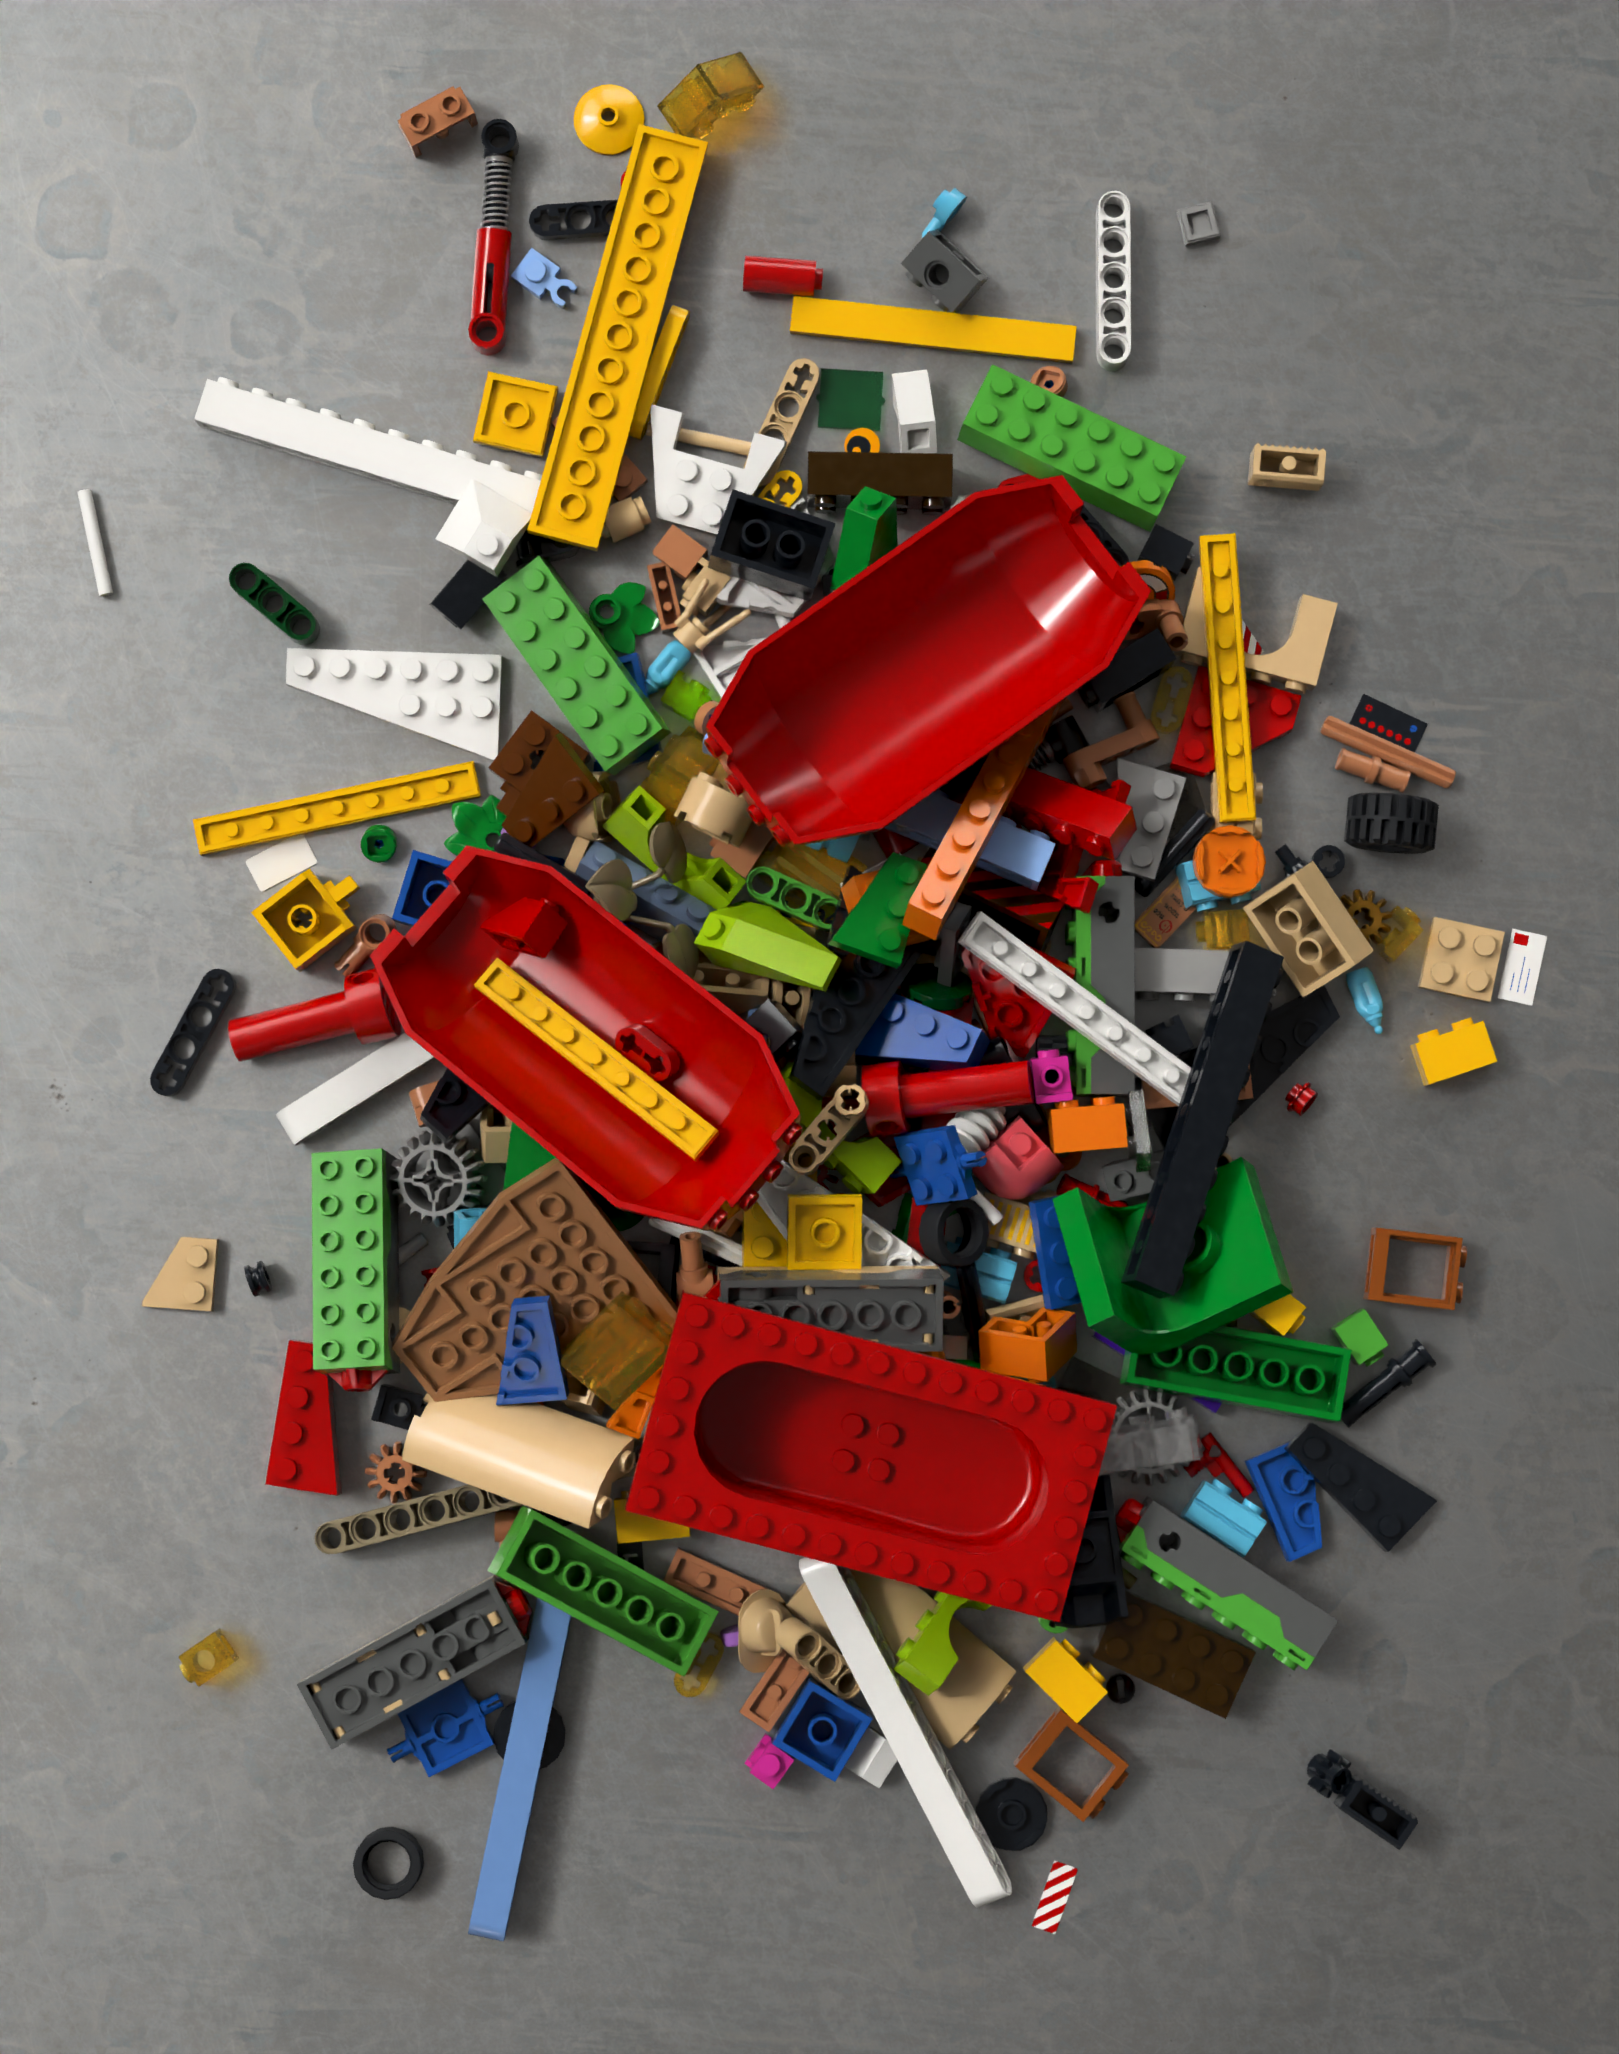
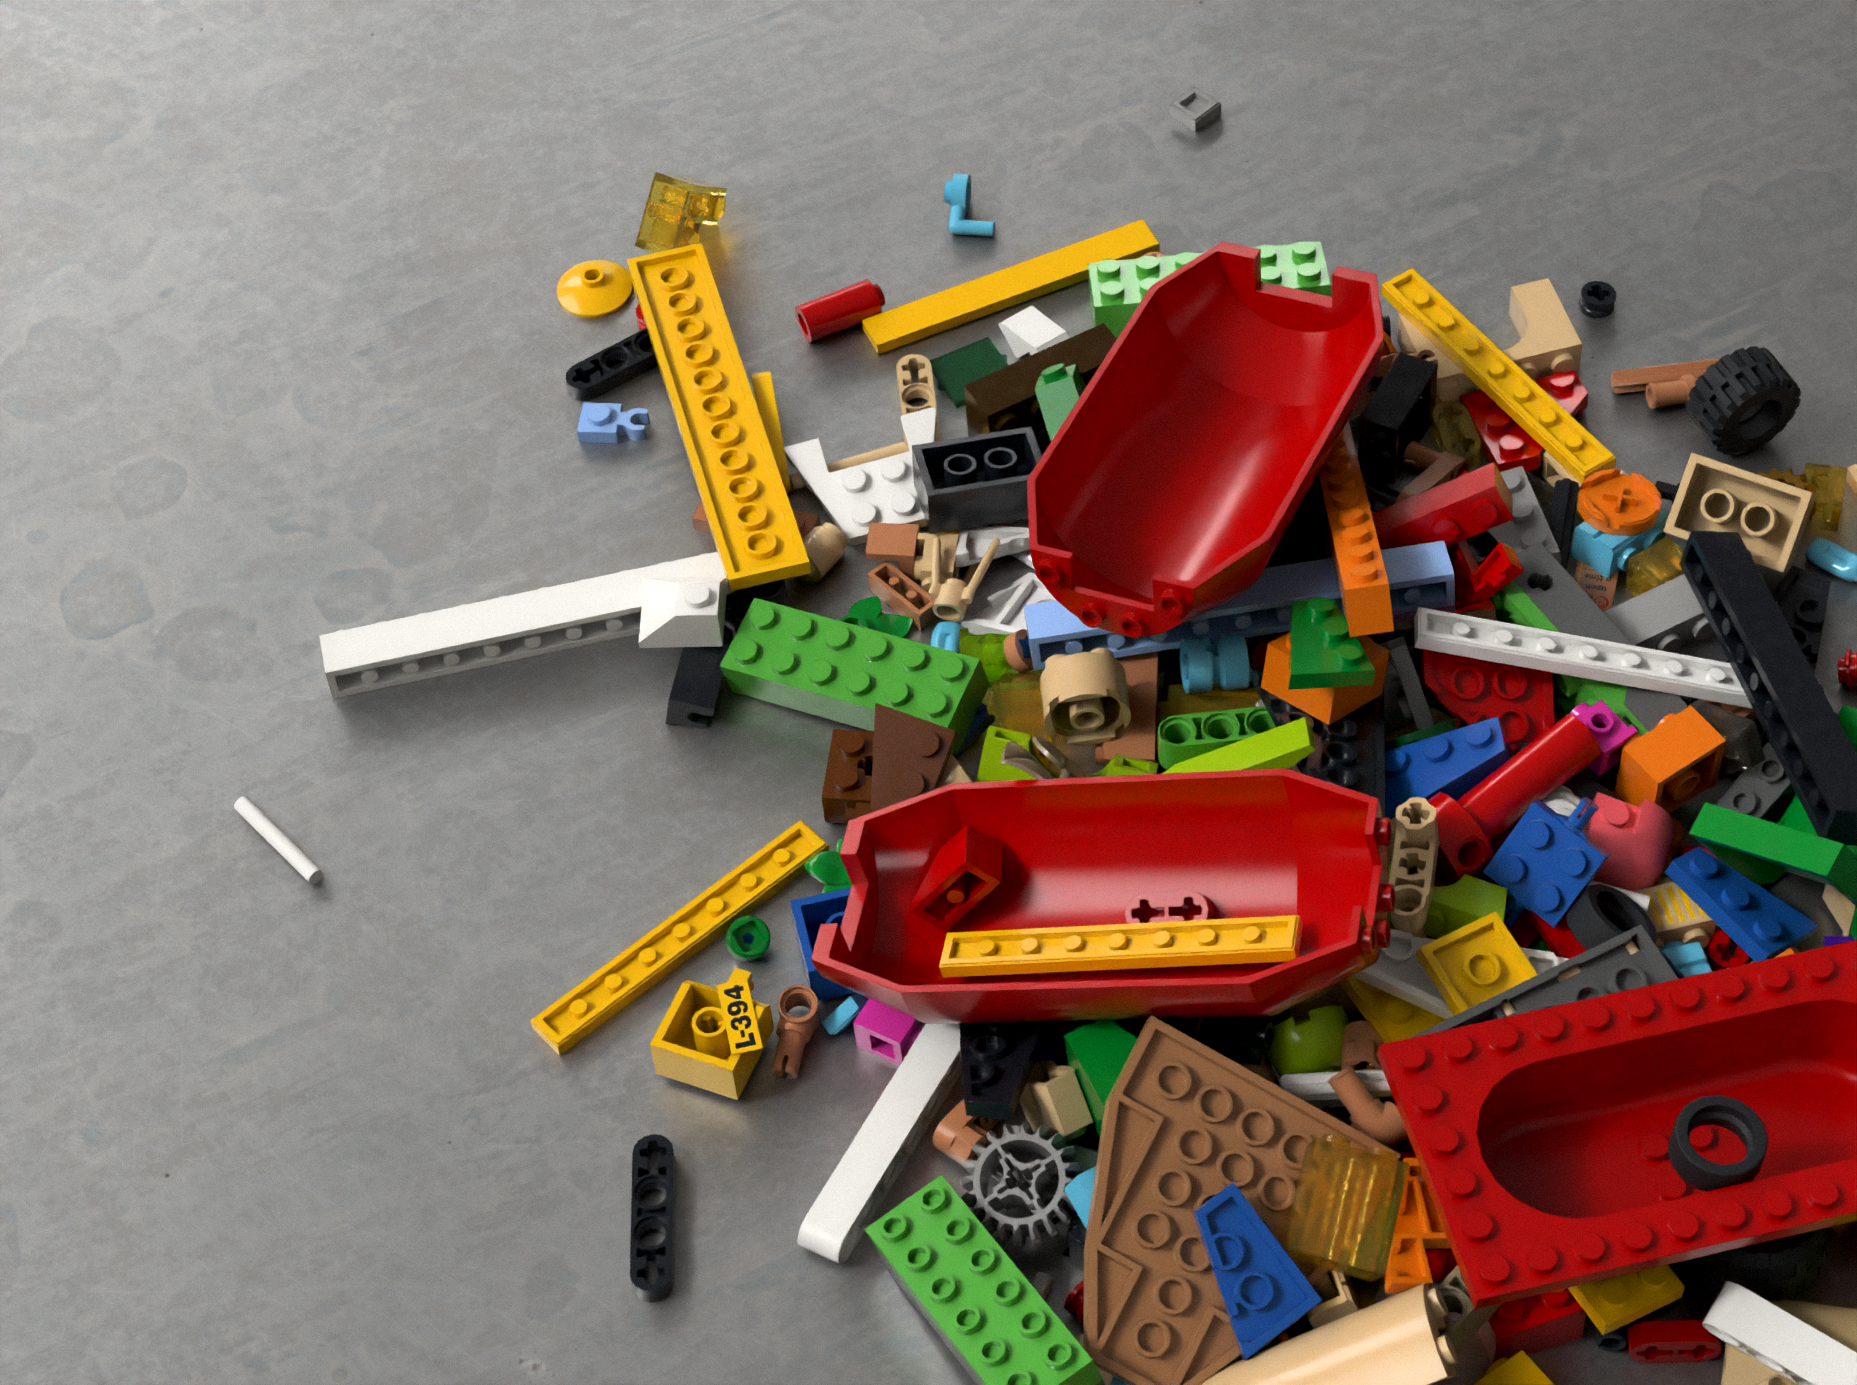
camera: 25 degrees left, 35 degrees down
(265, 589) = (503, 790): dark green beam -> none
(281, 862) = (645, 1017): white sticker -> none
(323, 927) = (739, 1016): none -> yellow sticker
(358, 1009) = (831, 1077): red piece -> none
(424, 692) = (696, 797): white wing -> none
(435, 117) = (418, 350): nougat window -> none
(493, 240) = (543, 413): piece -> none
(515, 414) = (653, 529): yellow plate -> none
(871, 1515) = (1725, 1113): none -> black tyre
(963, 279) = (973, 219): dark grey brick -> none
(1119, 265) = (1151, 173): white beam -> none
(1287, 467) = (1417, 213): tan brick -> none
(1362, 636) = (1590, 306): none -> black bush
(1388, 723) = (1669, 354): black sticker -> none

